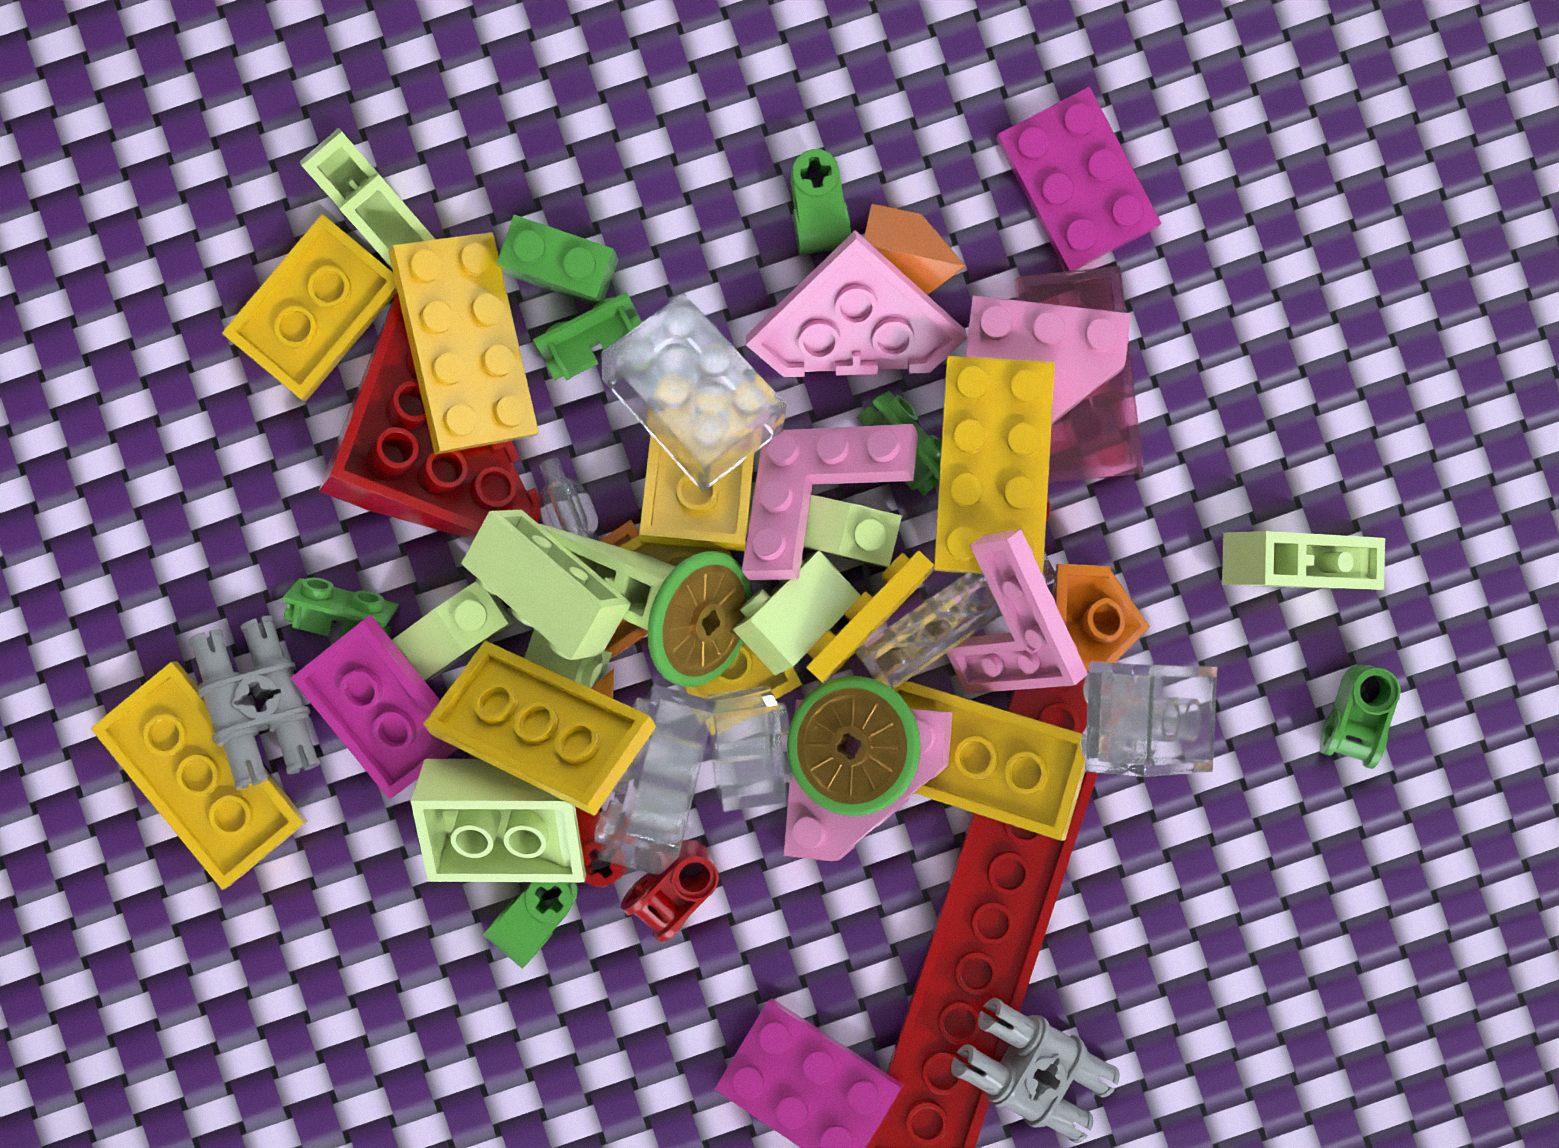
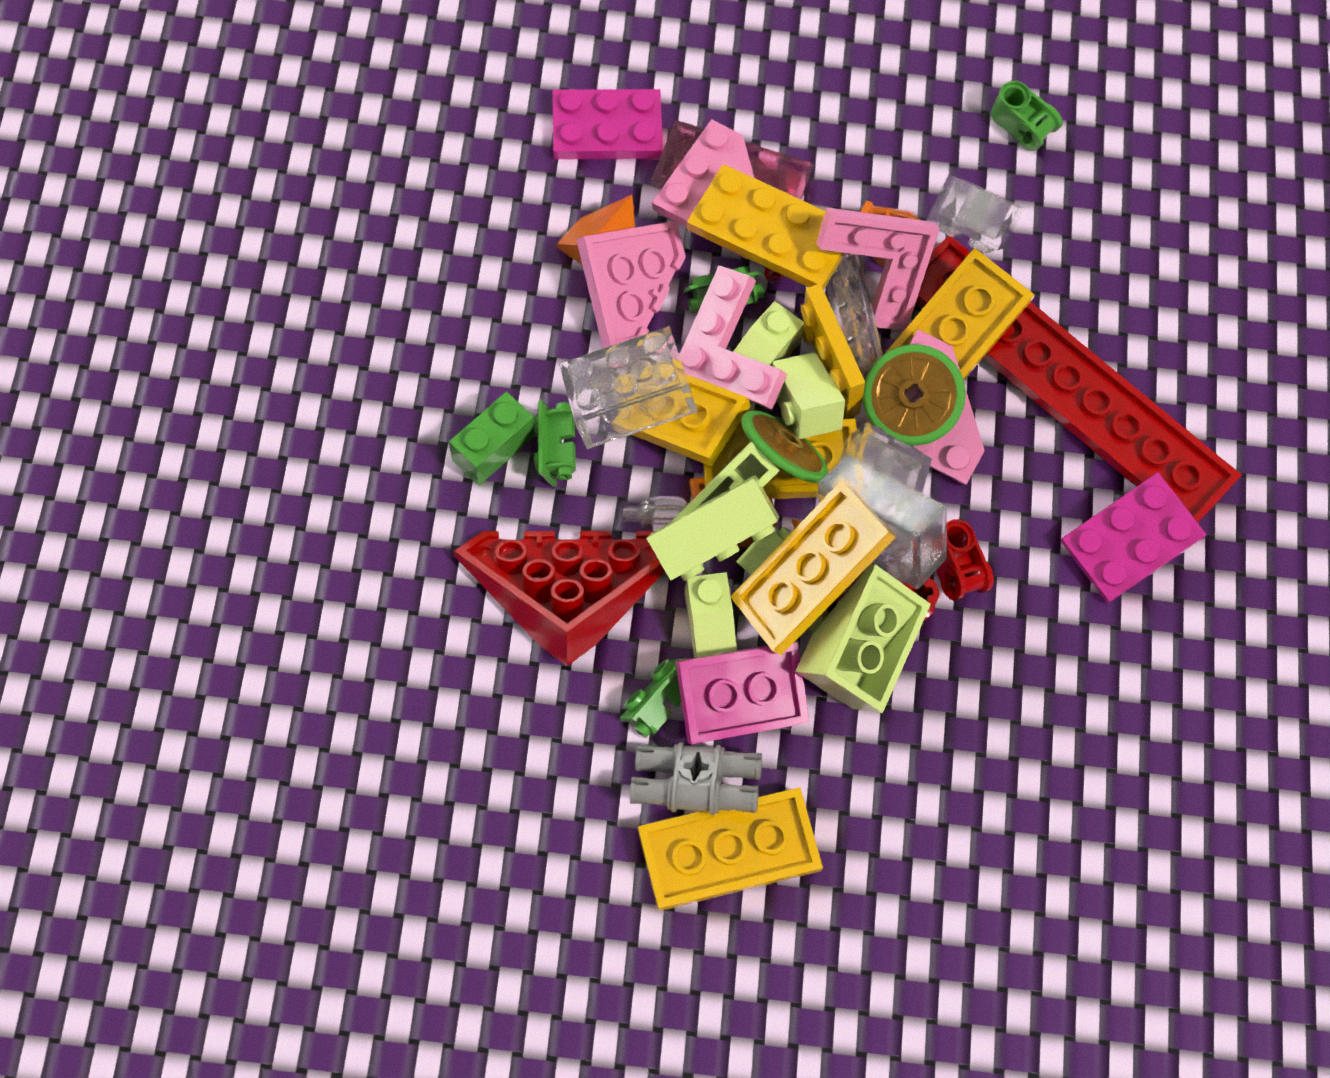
camera: 75 degrees left, 20 degrees down
(313, 308) = (435, 613): yellow plate -> none
(363, 195) = (386, 541): yellowish green slope -> none
(463, 342) = (514, 523): yellow plate -> none
(530, 920) = (938, 667): bright green piece -> none
(821, 212) = (543, 271): bright green piece -> none
(1018, 1083) = (1178, 390): light grey pin -> none
(1303, 560) = (911, 107): yellowish green slope -> none

